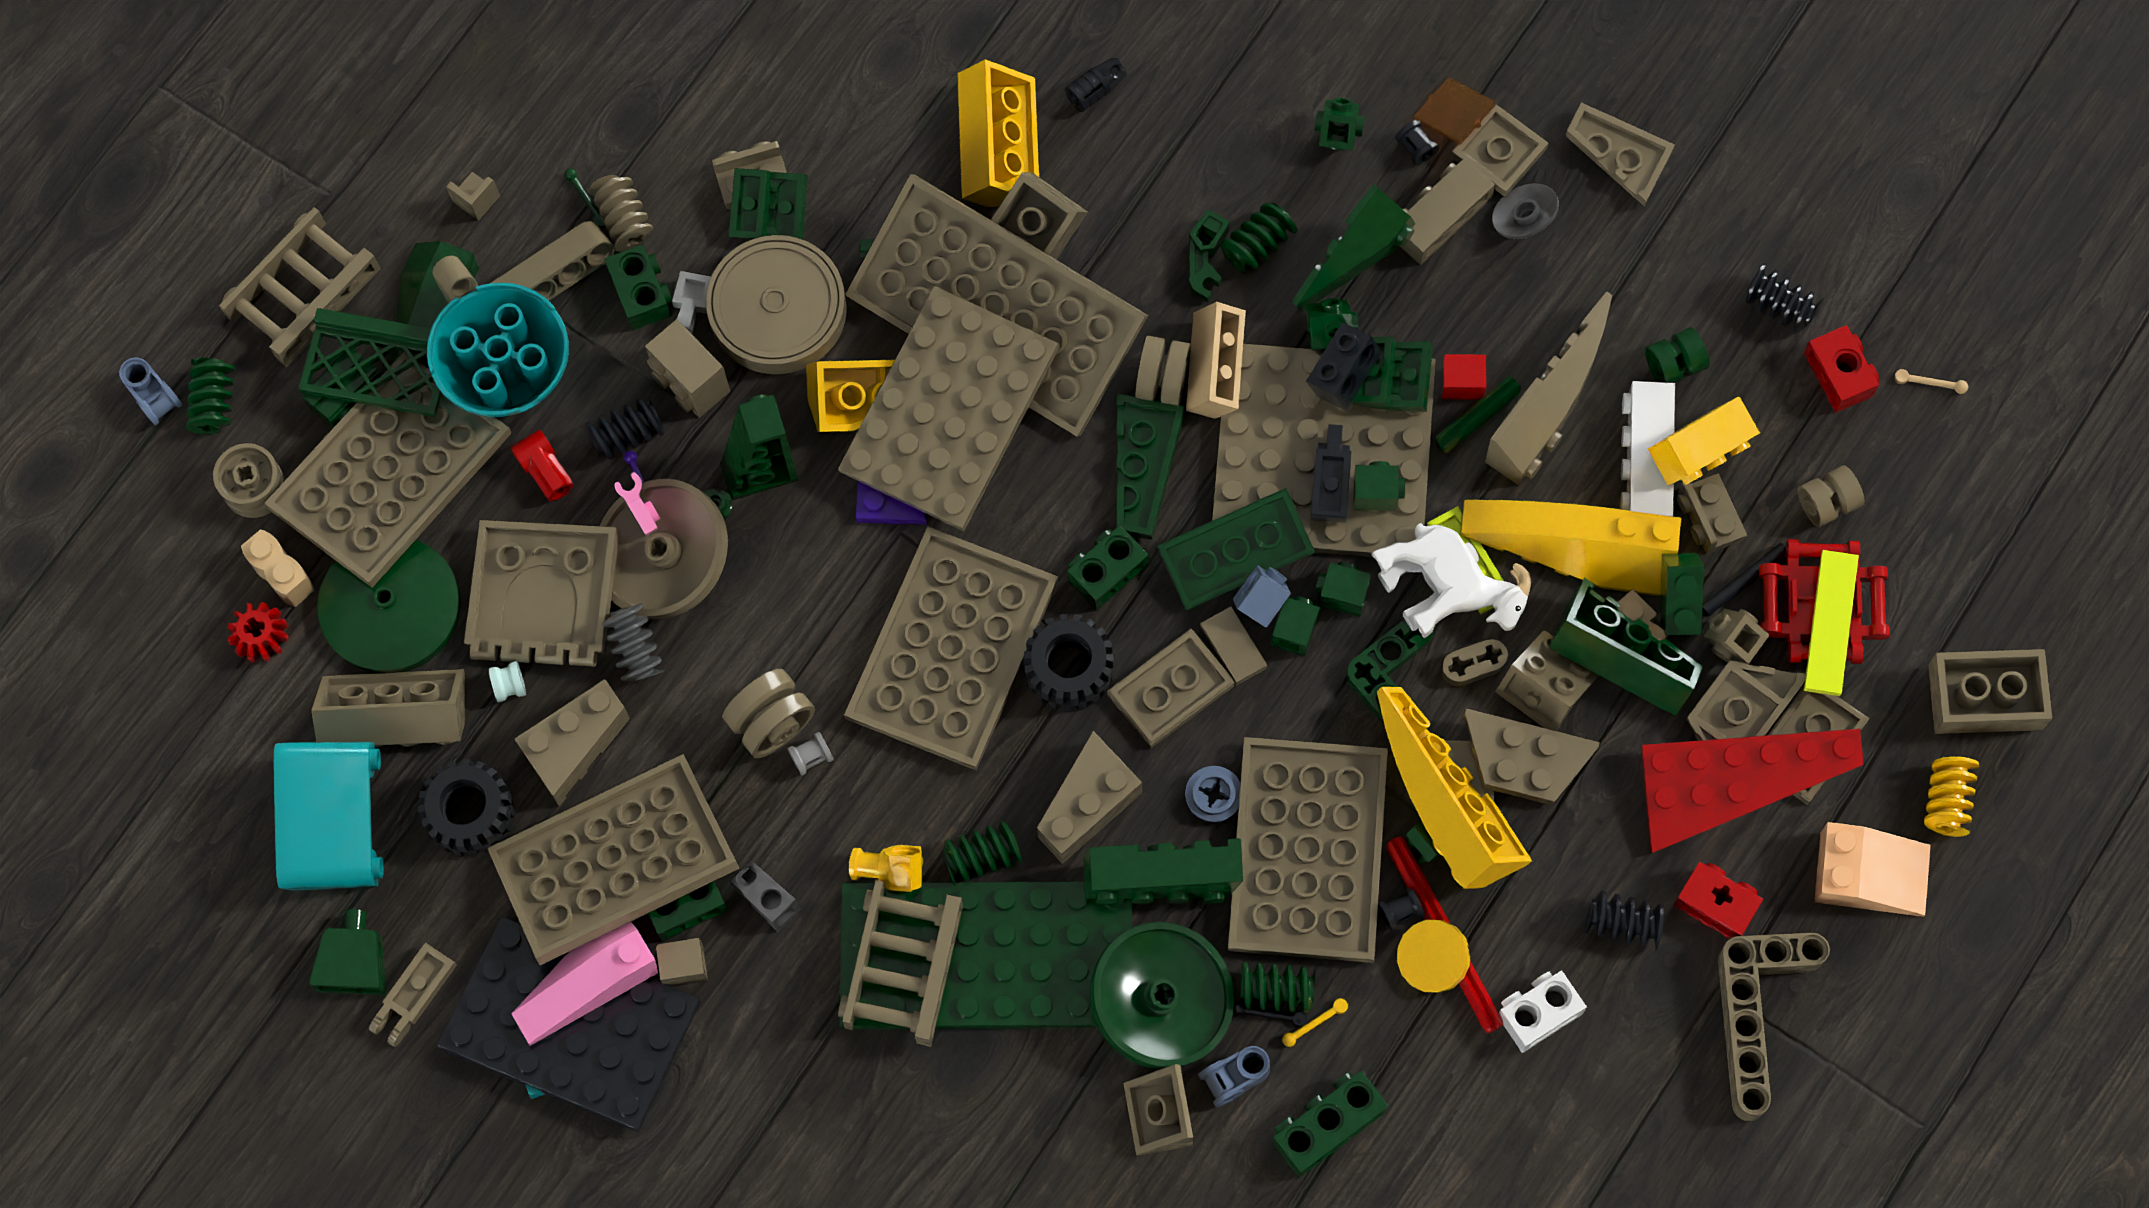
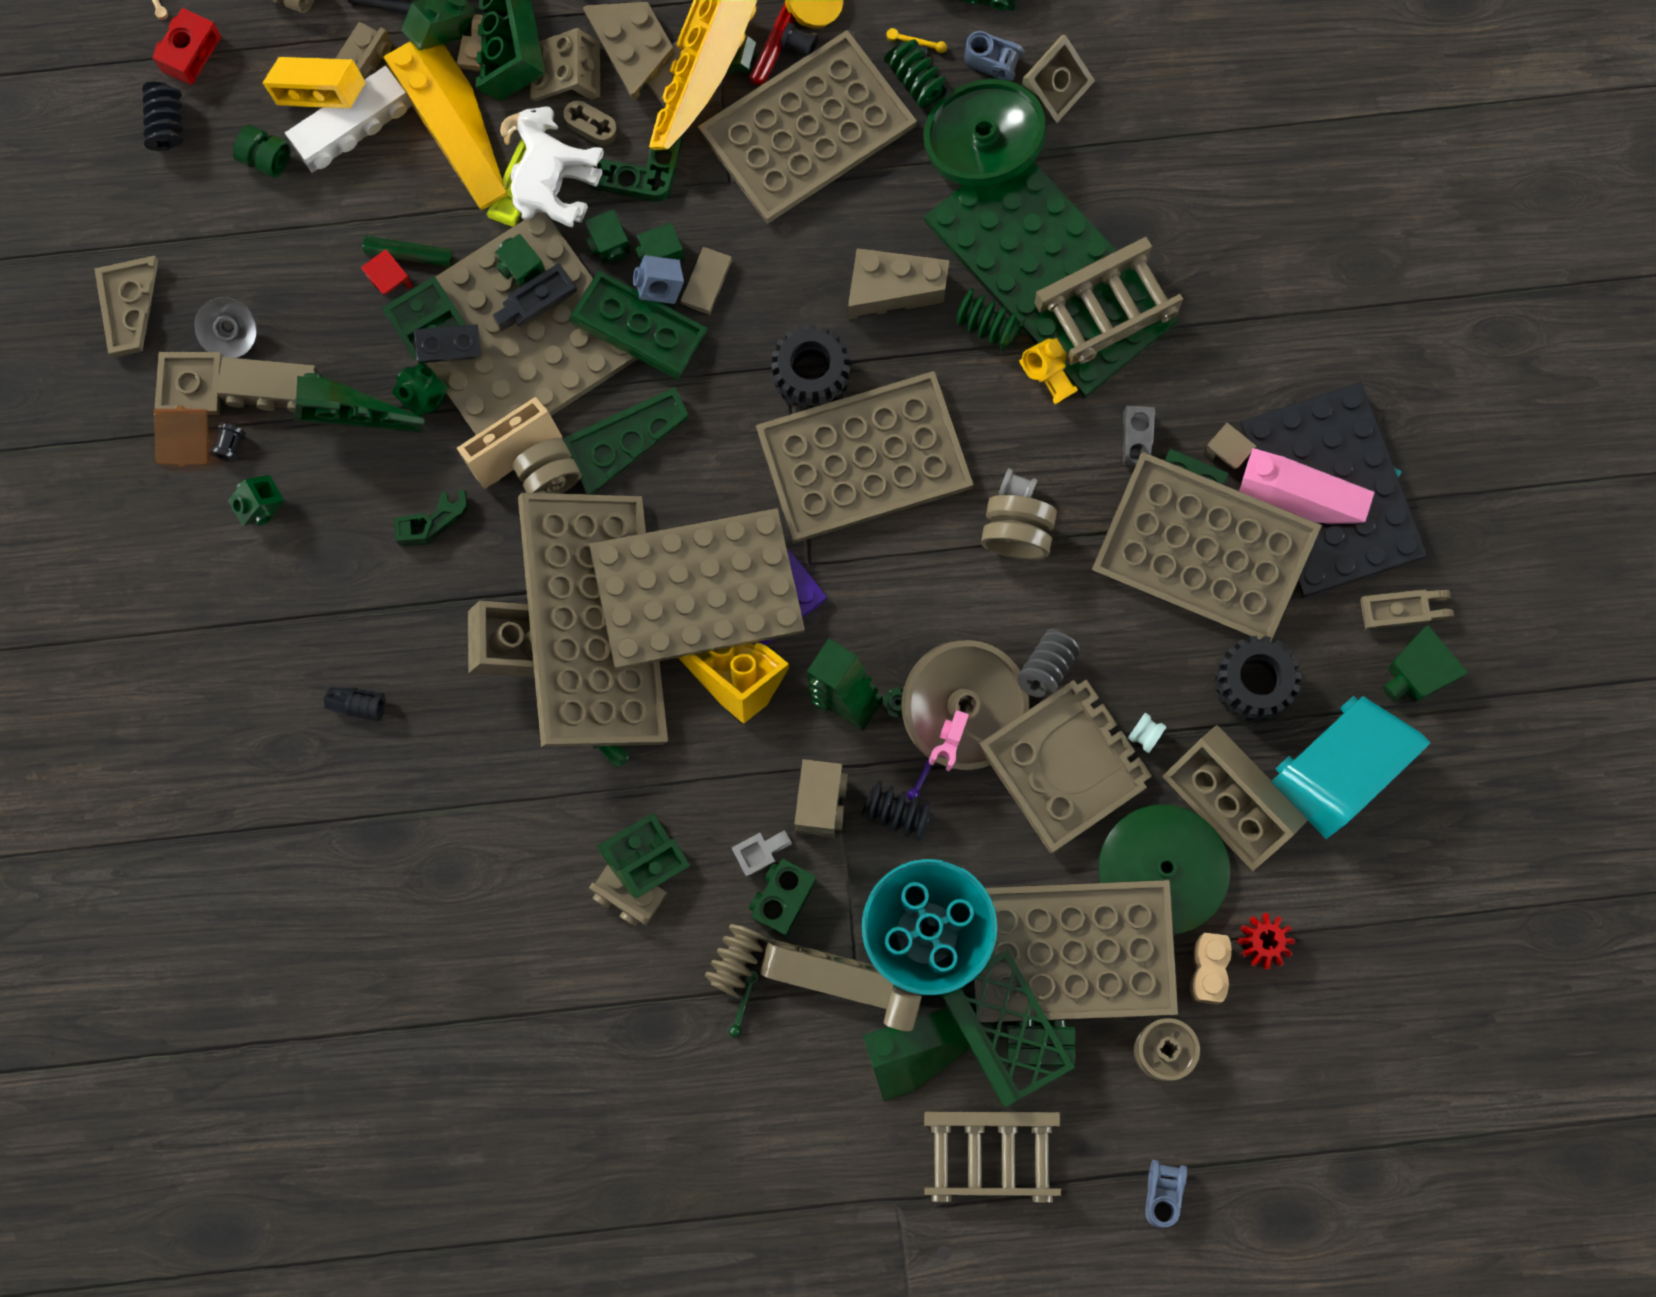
camera: 130 degrees left, 5 degrees up
(208, 394) = (1129, 1141): dark green piece -> none
(474, 195) = (810, 1088): dark tan panel -> none
(539, 460) = (974, 845): red piece -> none
(572, 738) = (1147, 650): dark tan wedge -> none
(776, 304) = (715, 783): dark tan brick -> none
(995, 131) = (454, 737): yellow slope -> none
(1114, 572) = (723, 391): dark green brick -> none
(1163, 872) = (903, 188): dark green wedge -> none
(1171, 688) = (769, 296): dark tan tile -> none
(1205, 780) = (826, 201): sand blue gear -> none
(1256, 236) = (389, 491): dark green piece -> none
(1547, 403) = (354, 208): dark tan wedge -> none

